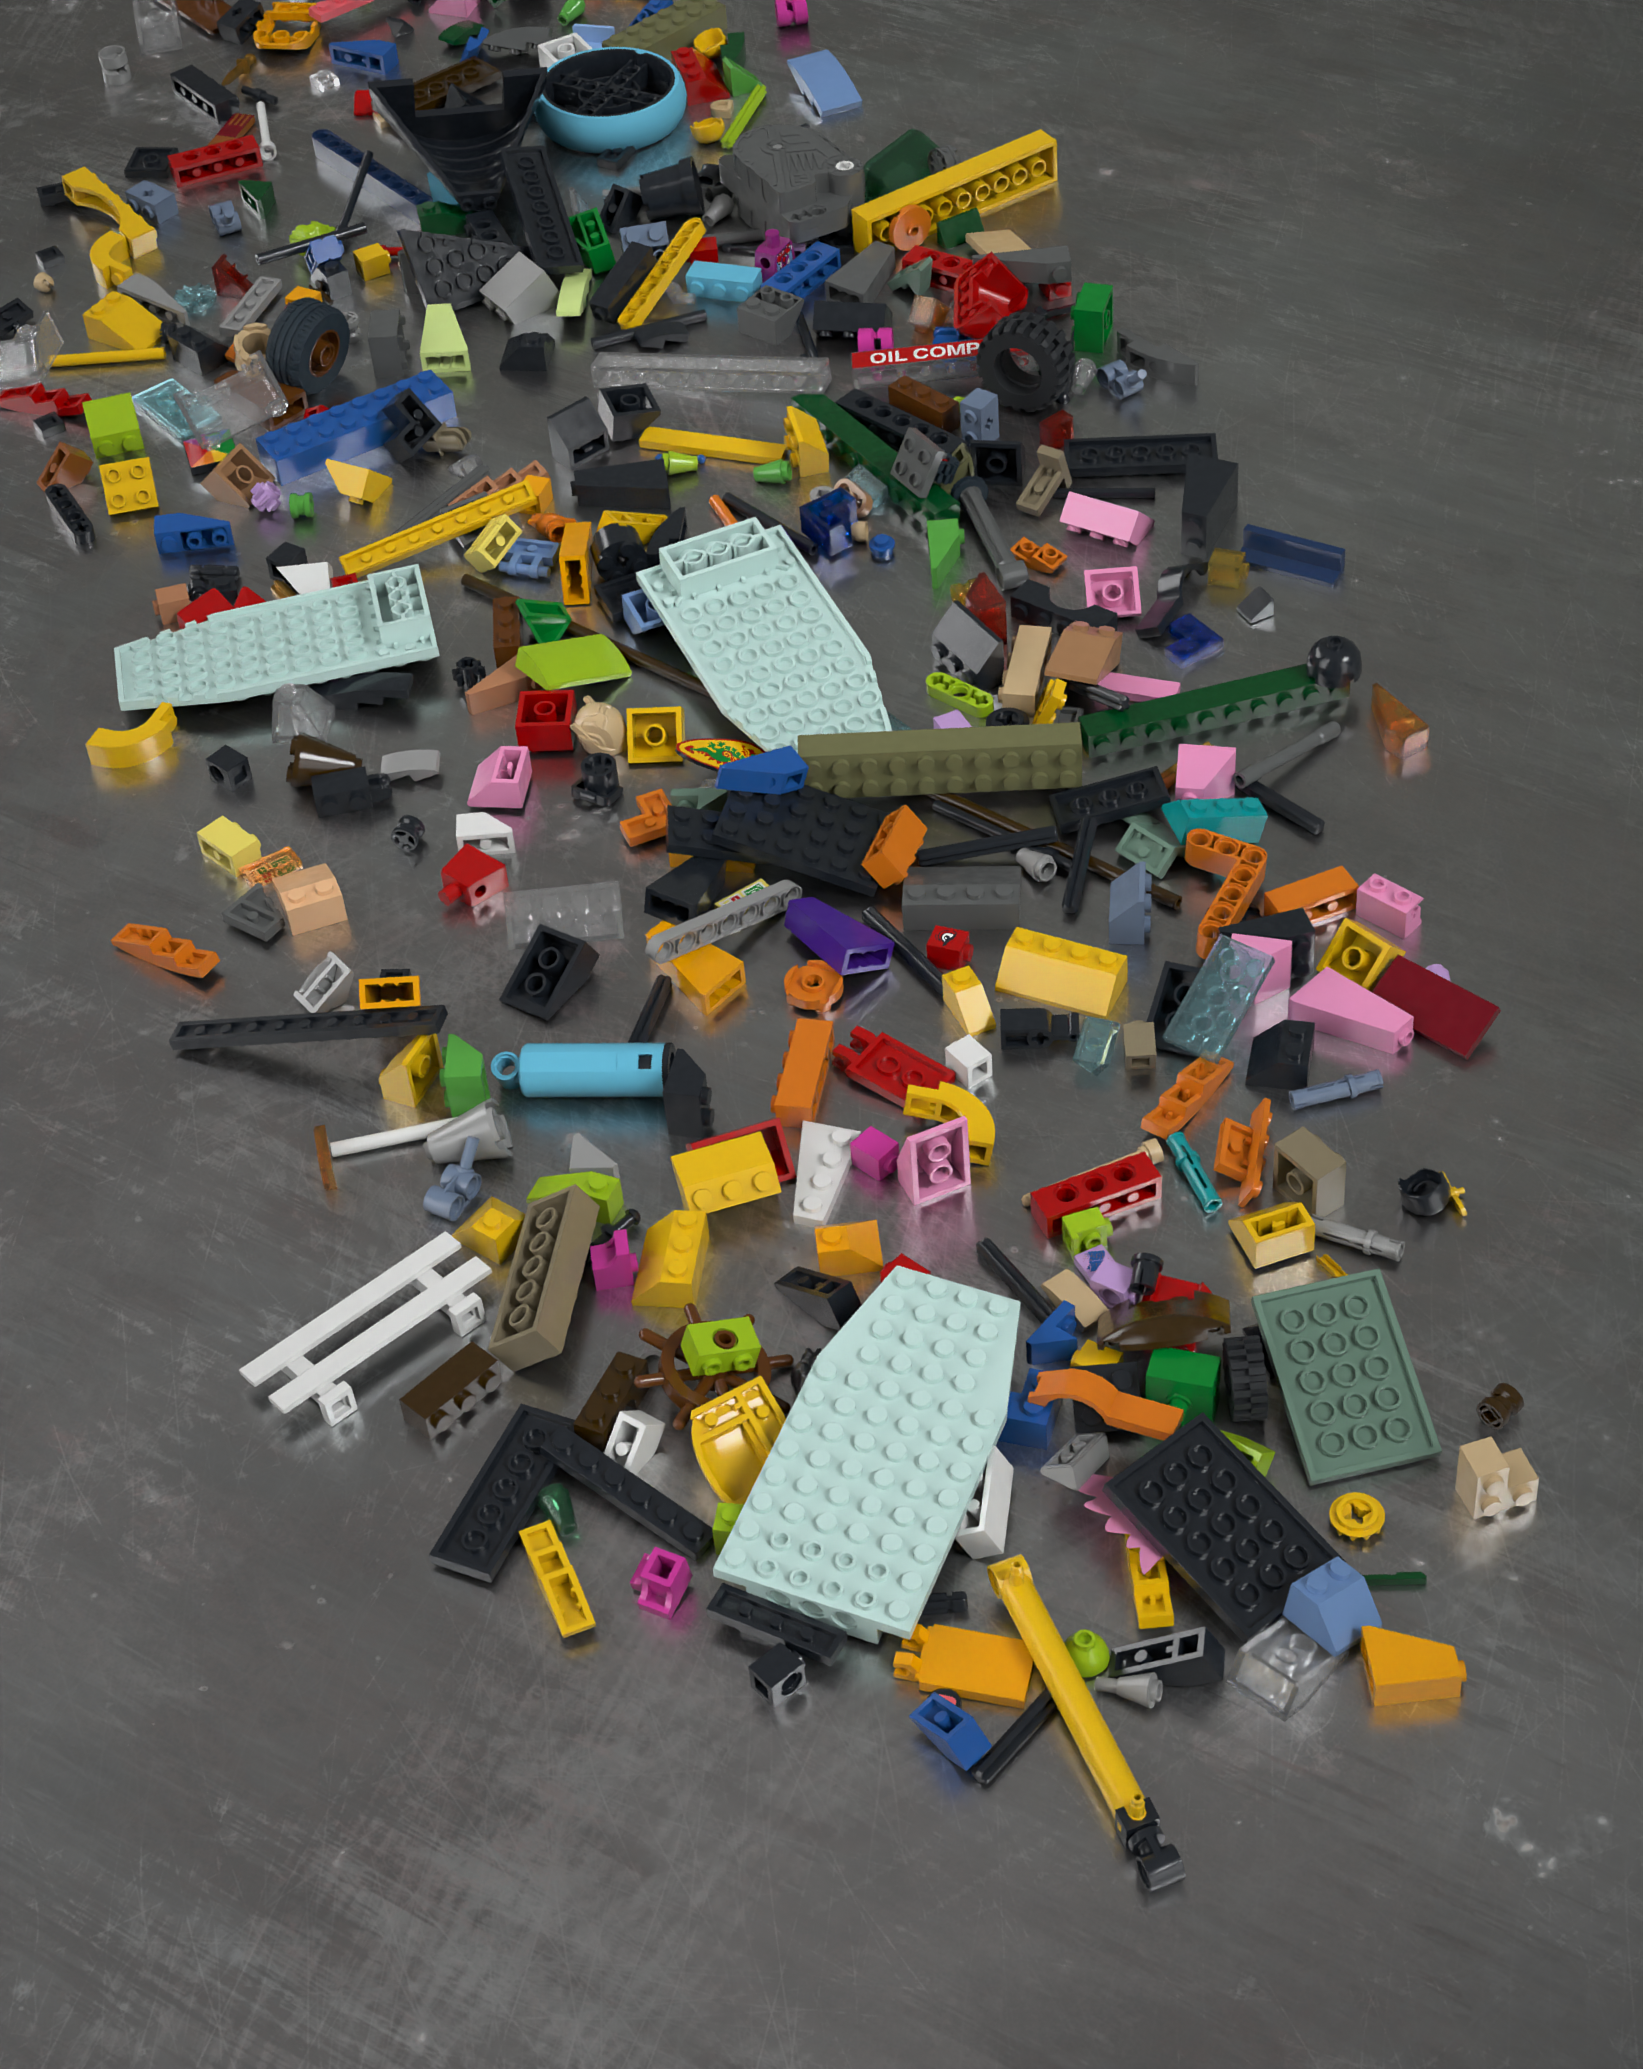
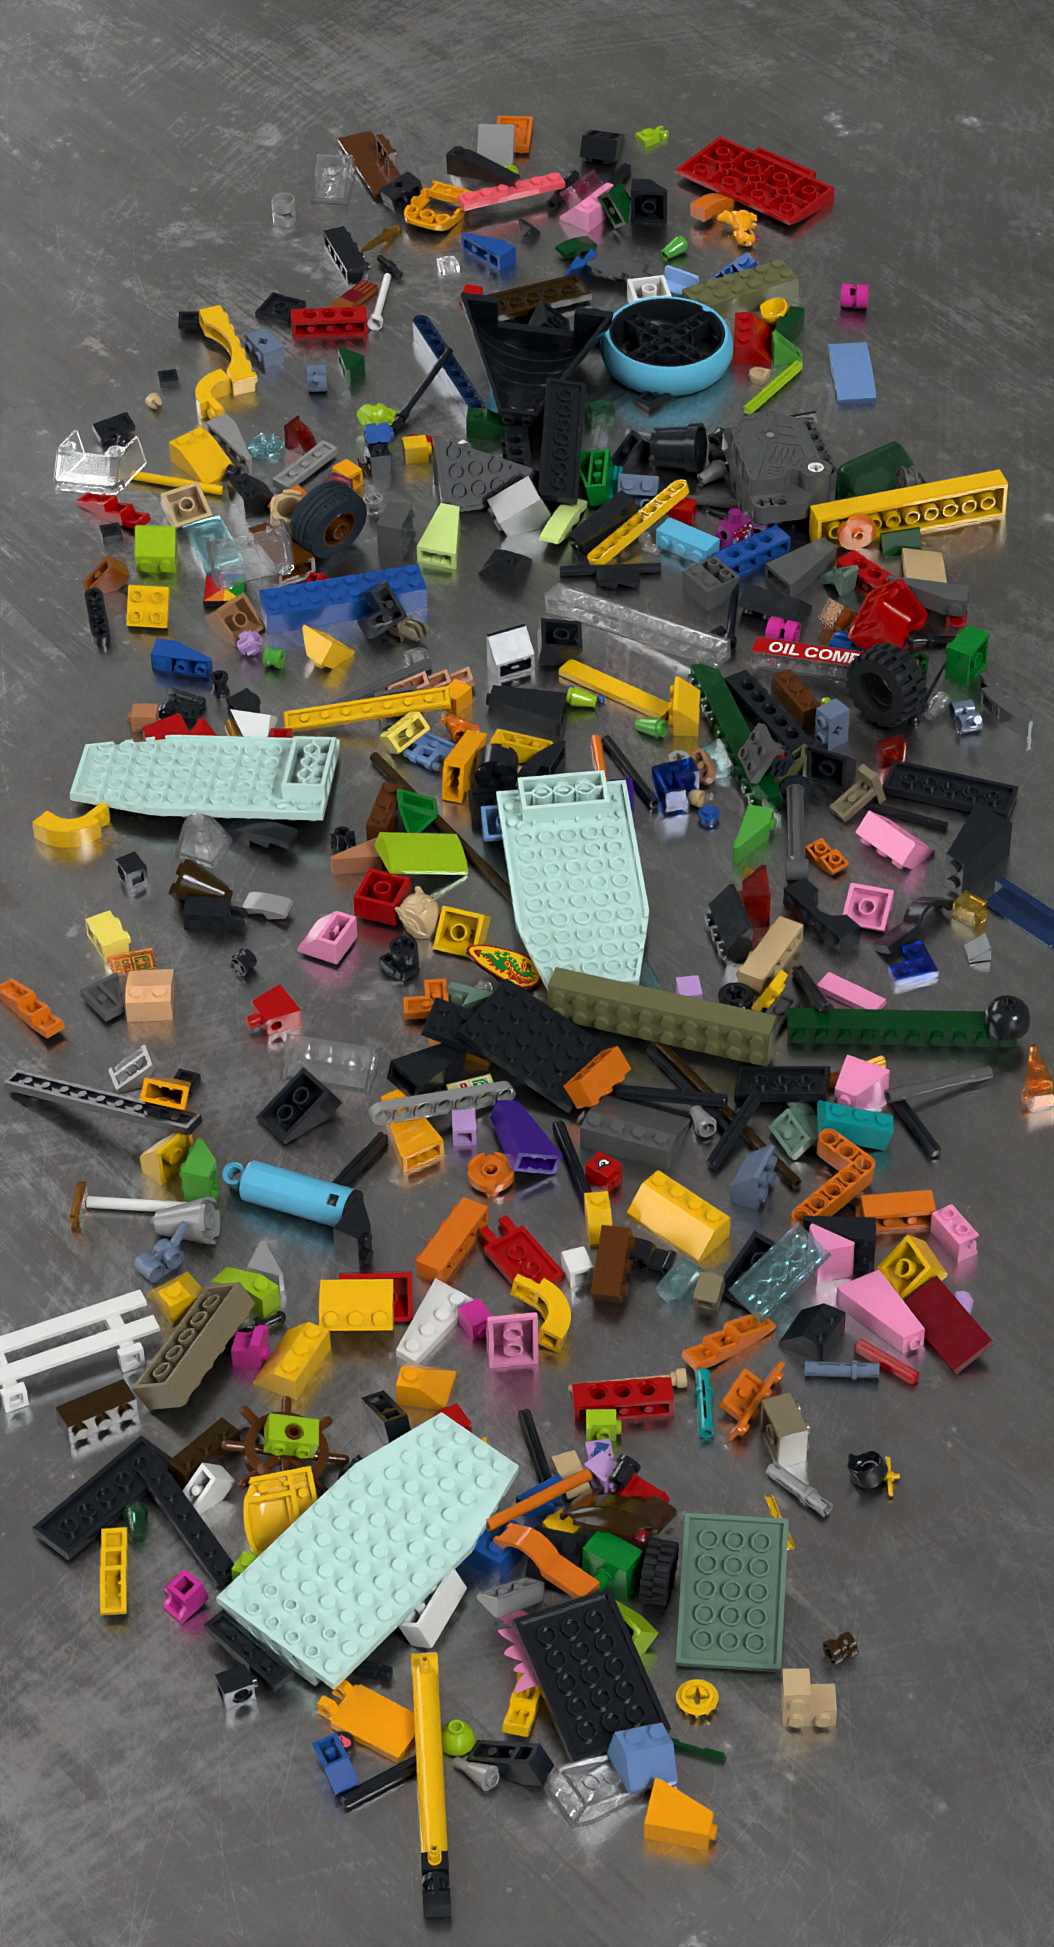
camera: 15 degrees right, 0 degrees up
(127, 373) = (185, 505): none -> tan slope
(248, 547) = (220, 686): none -> black bush
(302, 246) = (361, 423): black piece -> none
(484, 833) = (297, 979): white slope -> none
(568, 176) = (600, 411): none -> clear green brick
(614, 242) = (614, 480): none -> teal axle
(708, 130) = (736, 394): yellow hair -> none
(759, 944) = (464, 1127): none -> lavender brick
(767, 772) = (521, 992): blue slope -> none
(975, 702) = (711, 970): lime beam -> none
(1014, 1045) = (612, 1264): none -> reddish brown brick
(1057, 1336) = (538, 1499): none -> orange piece
(1085, 653) = (818, 955): medium nougat slope -> none
(1275, 1233) = (739, 1468): yellow slope -> none
(1387, 1068) = (886, 1361): none -> red axle

